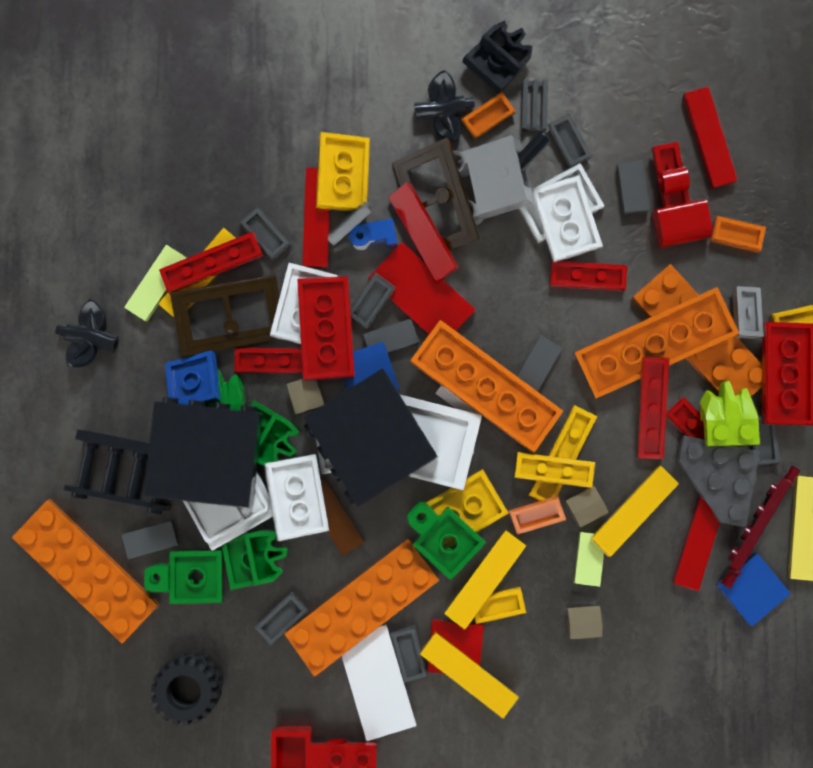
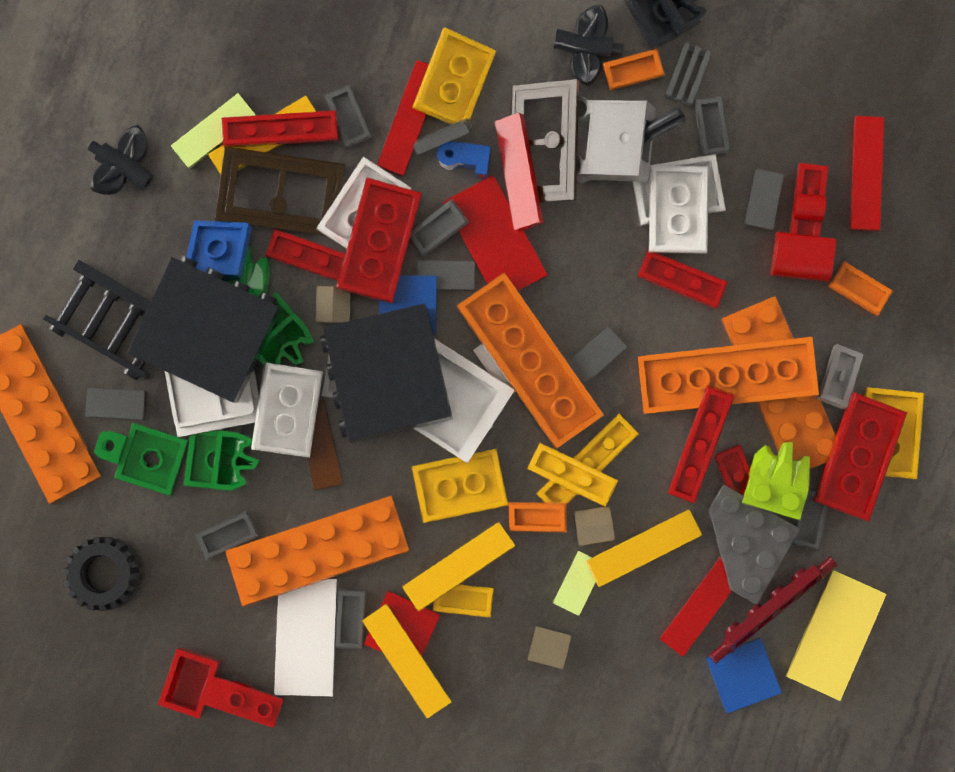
camera: 15 degrees right, 0 degrees up
(435, 529) = (425, 493): green plate -> none

